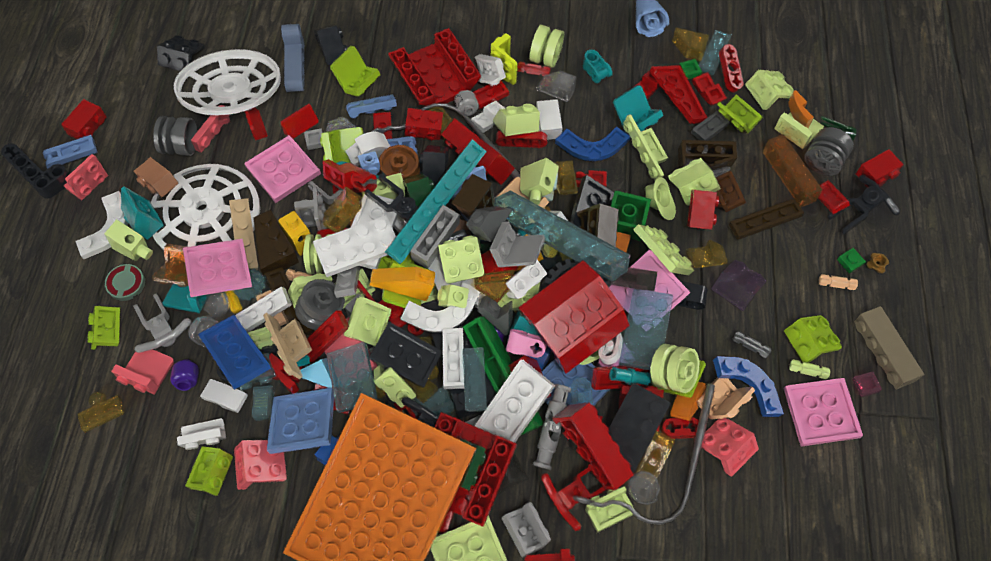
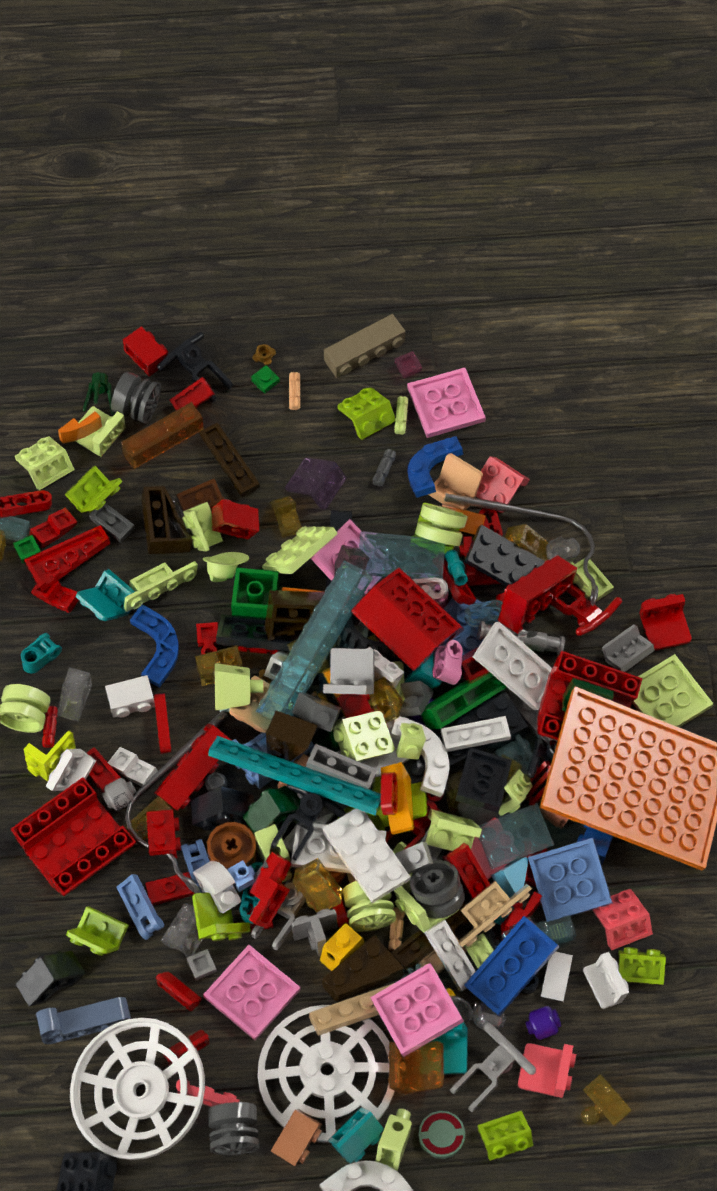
camera: 100 degrees left, 0 degrees up
(401, 265) = (389, 793): none -> red beam
(474, 379) = (496, 706): clear light blue plate -> none
(517, 119) = (144, 725): yellowish green slope -> none

